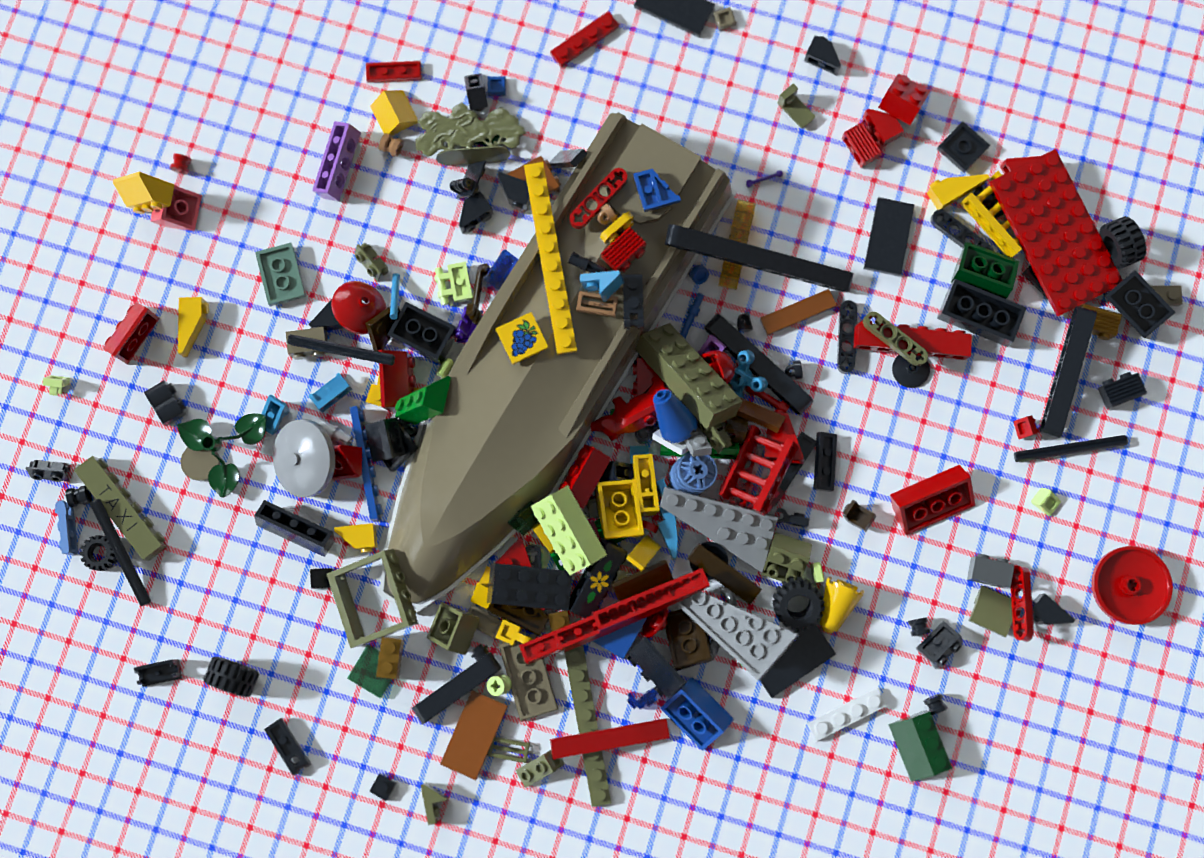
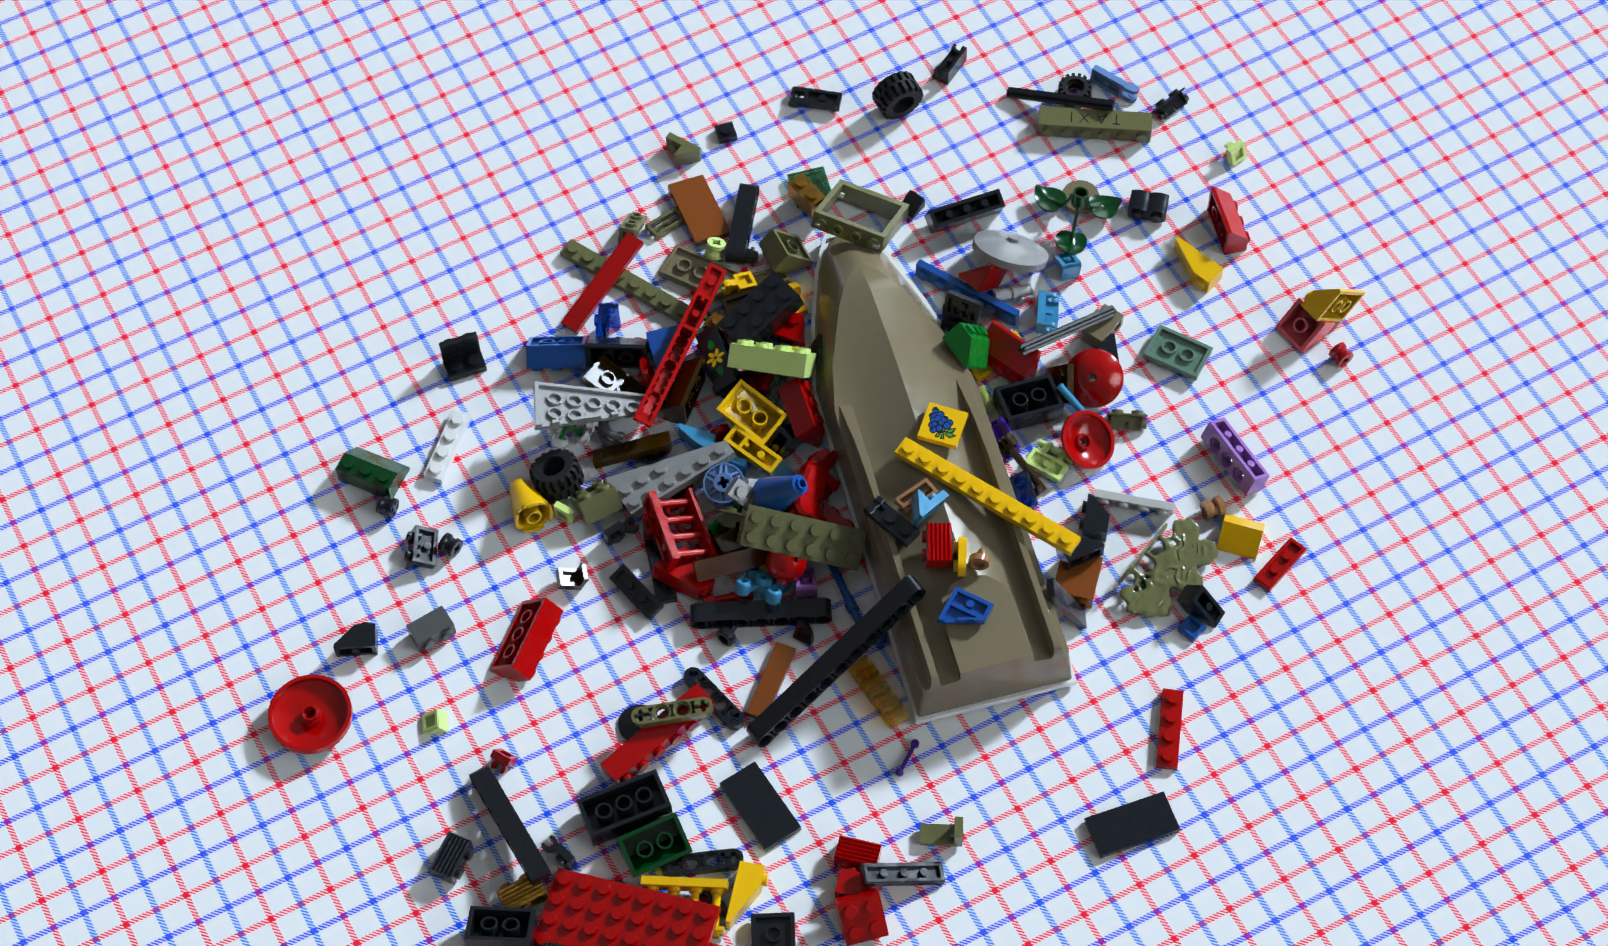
camera: 135 degrees right, 20 degrees down
(78, 496) = (1132, 103): black wheel -> none
(361, 537) = (916, 247): yellow slope -> none
(416, 267) = (1095, 436): none -> red dish
(435, 200) = (1142, 503): none -> white plate
(469, 184) = (1122, 526): black hinge -> none
(585, 264) = (952, 513): black axle -> none
(598, 198) = (1000, 567): red beam -> none
(643, 552) = (704, 401): yellow slope -> none
(724, 19) = (1080, 854): dark tan tile -> none
(770, 774) = (462, 356): none -> black bracket
(800, 658) = (520, 446): black tile -> none
(823, 55) = (967, 898): black slope -> none
(850, 102) = (902, 874): none -> black tile
(992, 611) = (401, 605): olive slope -> none
(1018, 604) = (386, 625): red beam -> none
(1048, 321) = (563, 856): none -> black plate
(1070, 448) = (451, 779): black axle -> none

